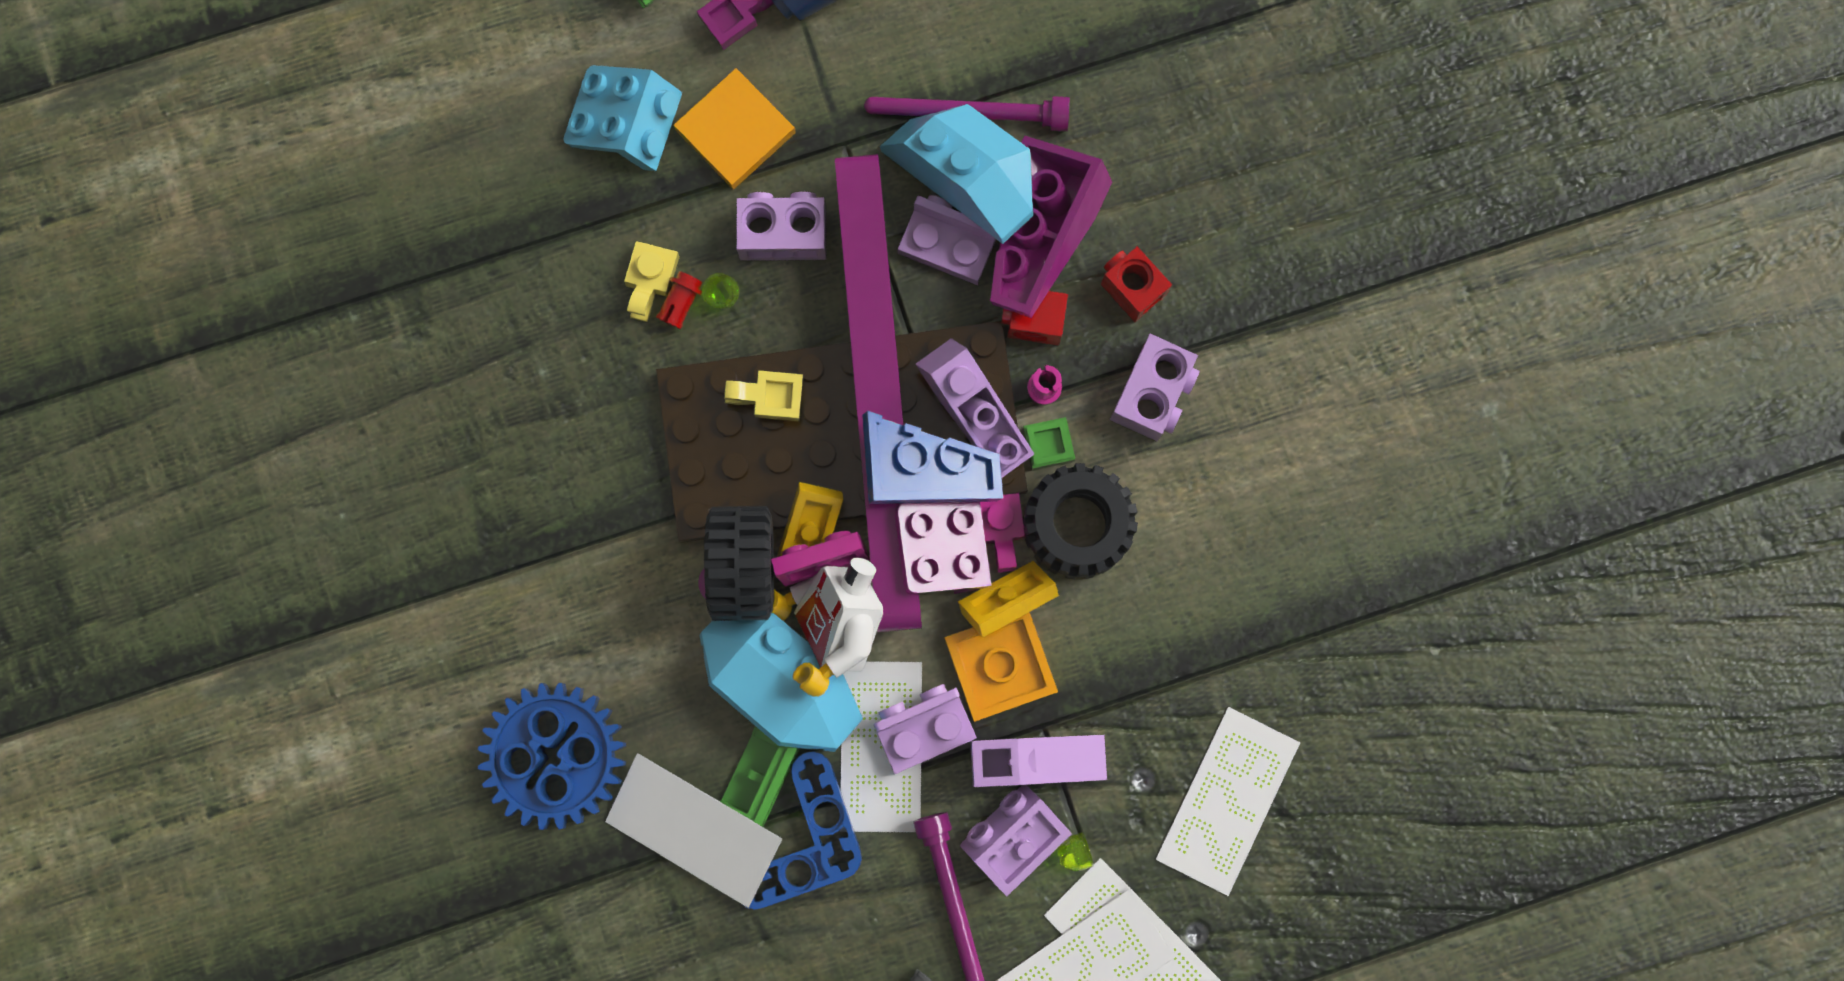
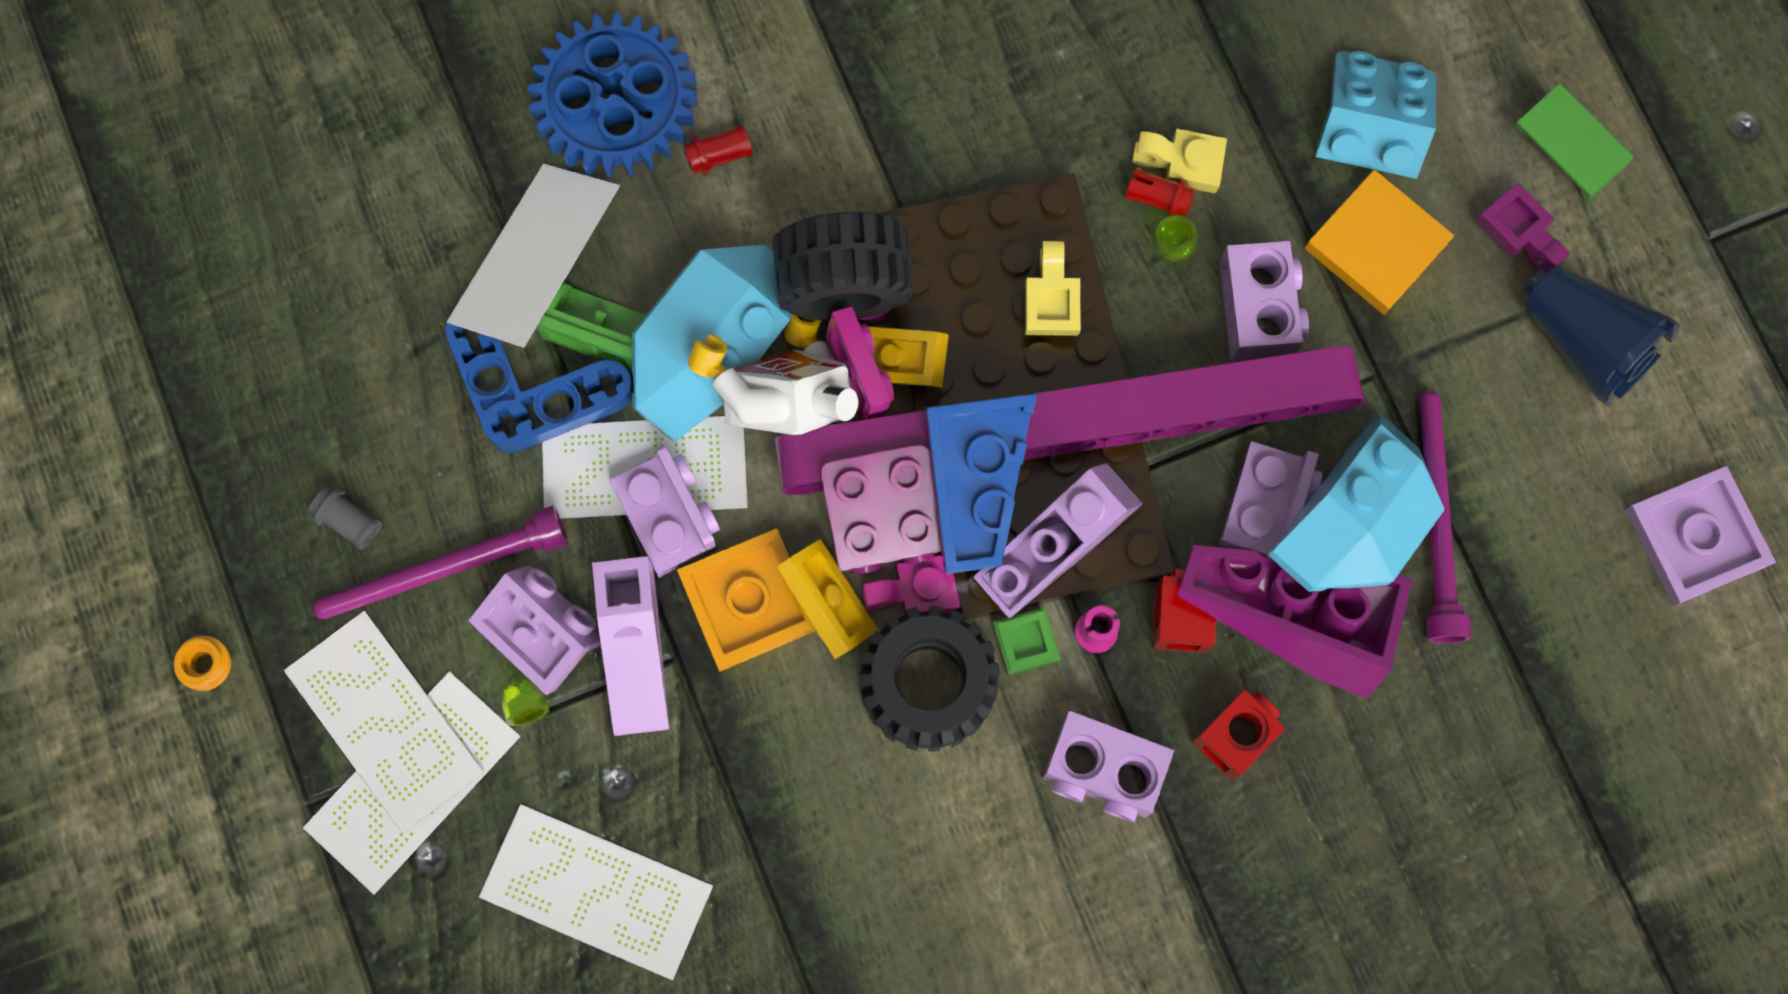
camera: 85 degrees right, 5 degrees down
(609, 668) = (717, 150): none -> red pin

